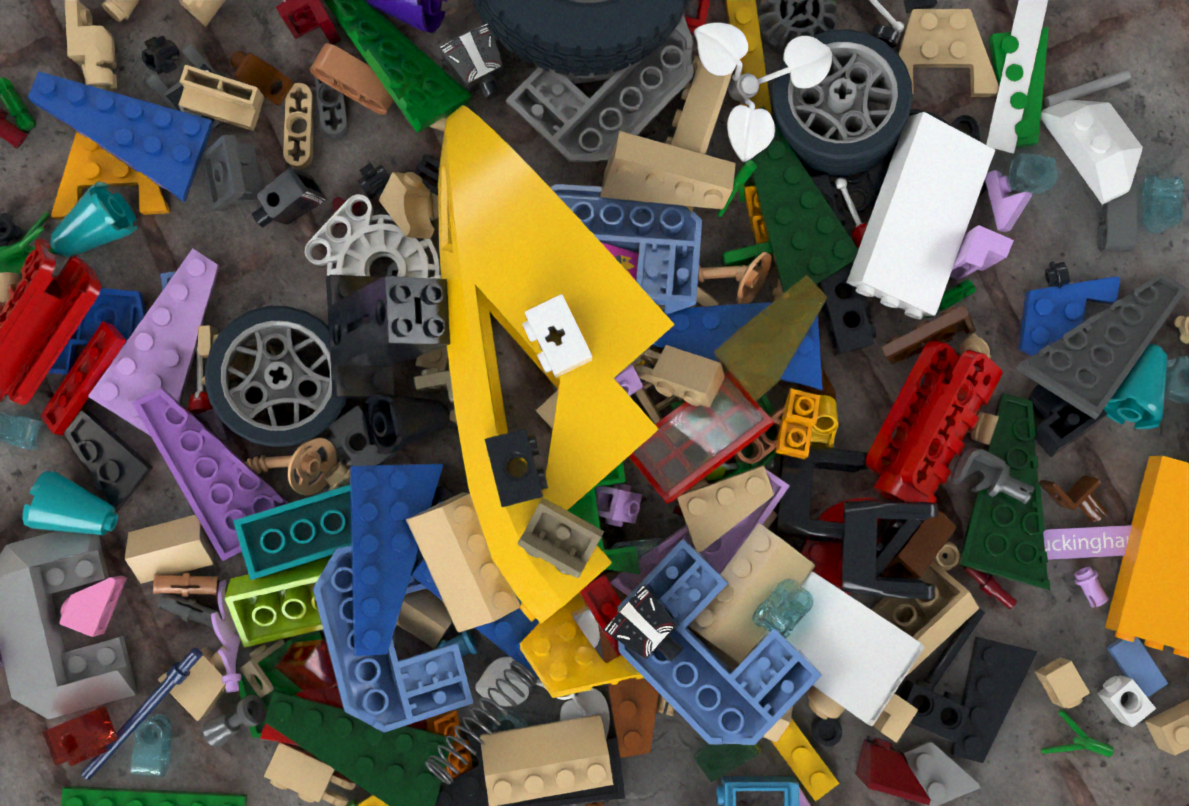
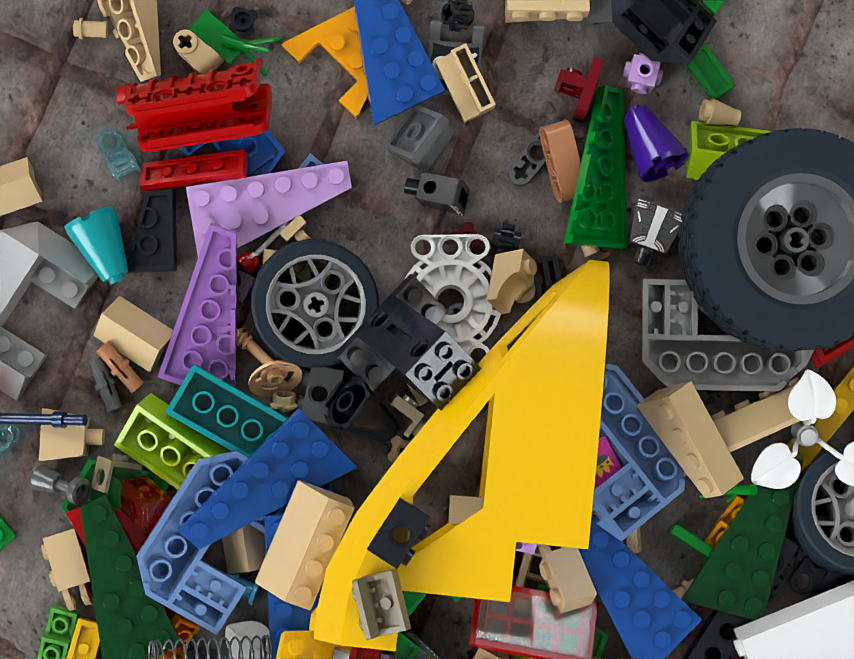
camera: 55 degrees right, 0 degrees up
(92, 607) = (48, 318): bright pink slope -> none
(93, 222) = (303, 78): teal cone -> none
(225, 632) = (115, 421): lavender piece -> none
(260, 74) = (505, 94): reddish brown bracket -> none
(308, 106) = (515, 143): tan beam -> none
(557, 316) = (522, 471): white brick -> none
(618, 504) = (438, 611): lavender brick -> none
(749, 277) = (676, 557): light nougat dish -> none
(768, 342) = (638, 615): clear yellow wedge -> none
(859, 230) = (781, 603): white hinge -> none

